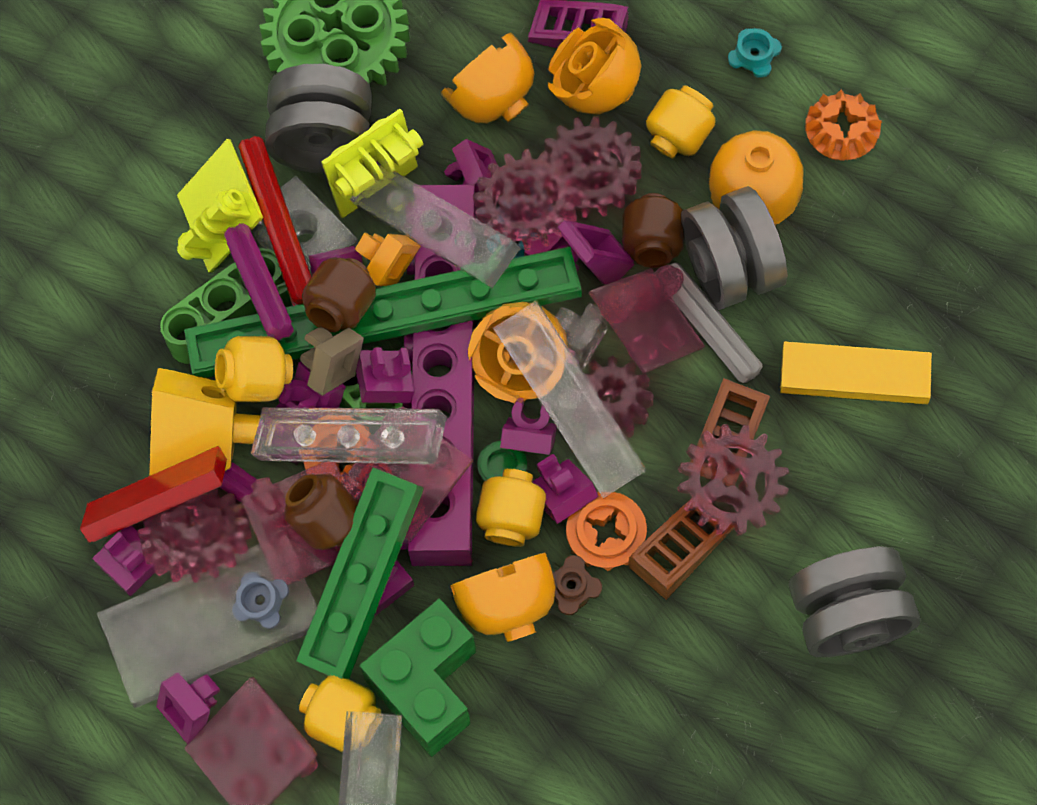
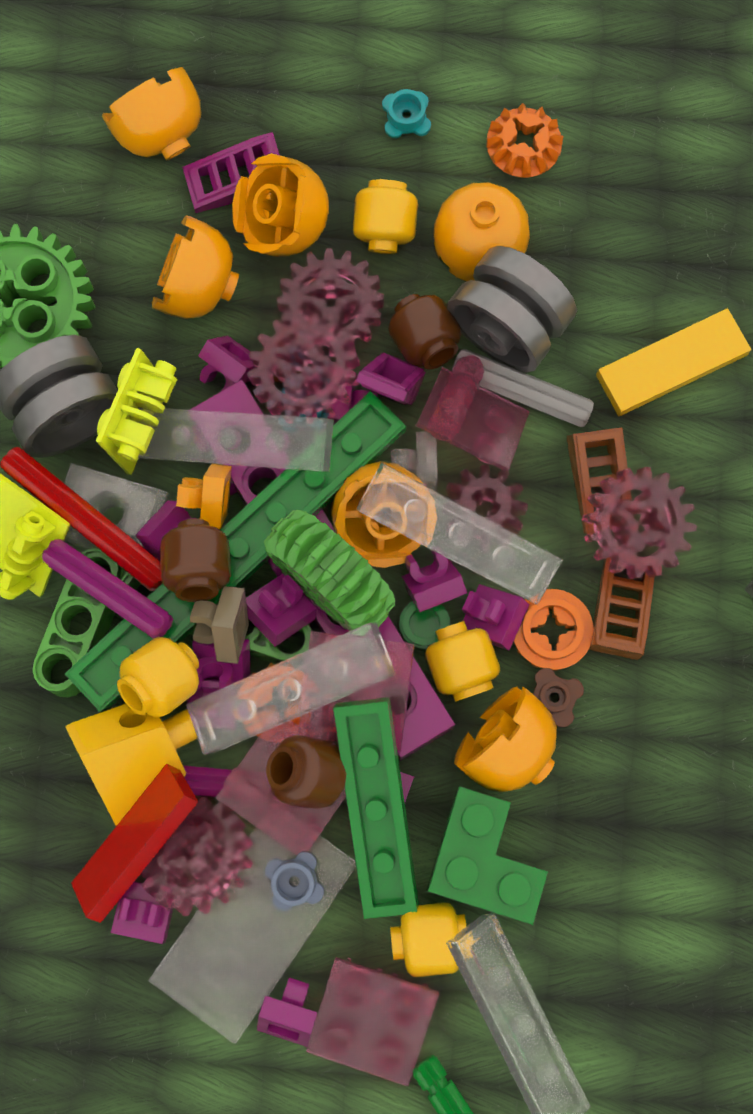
camera: 35 degrees left, 10 degrees up
(438, 359) = (329, 571): none -> bright green gear

